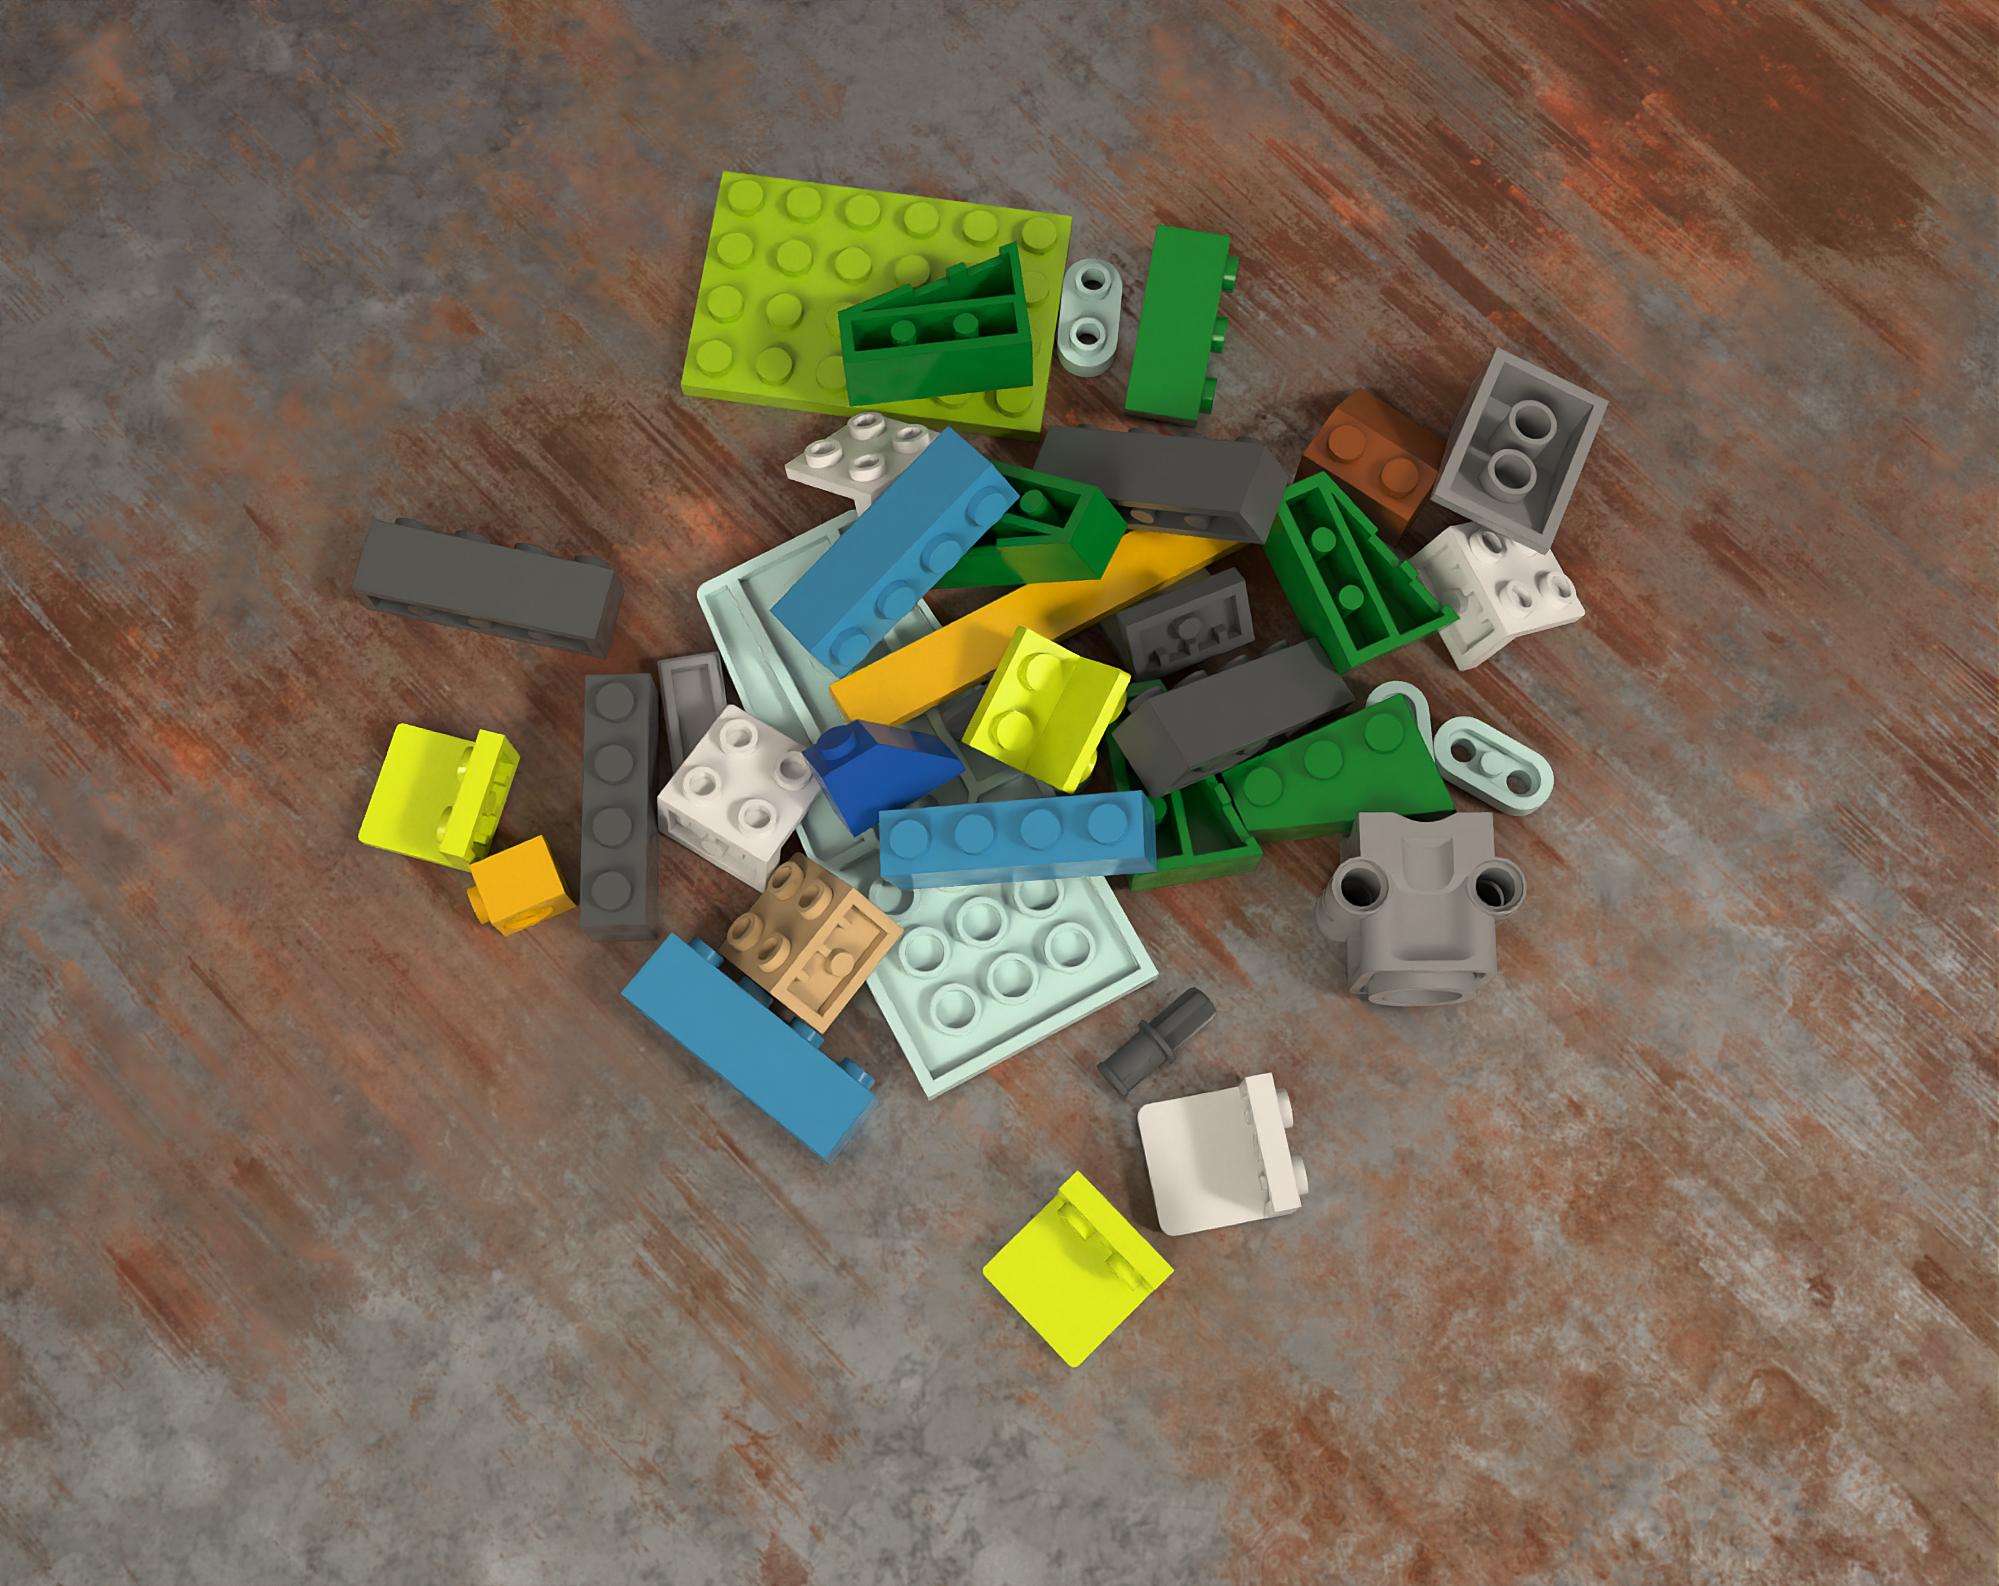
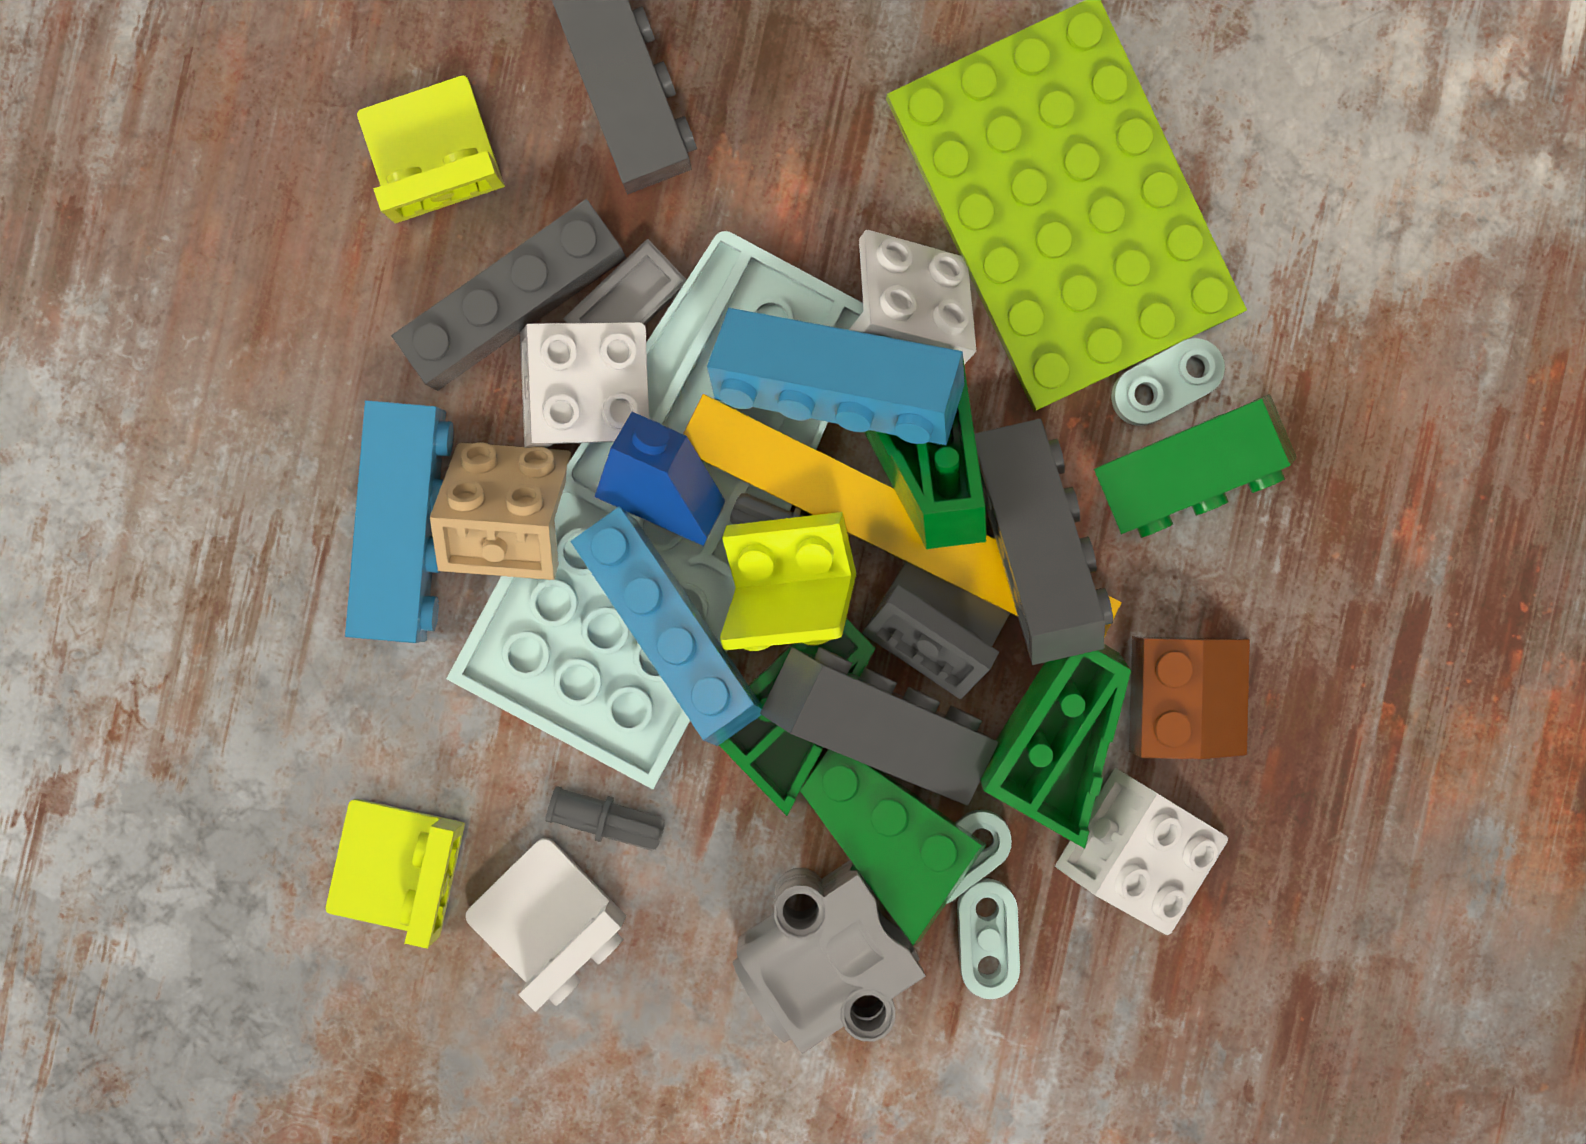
camera: 50 degrees right, 15 degrees up
(519, 887) = (401, 262): yellow brick -> none
(941, 337) = (1053, 284): green wedge -> none
(1518, 450) = (1257, 808): light grey slope -> none

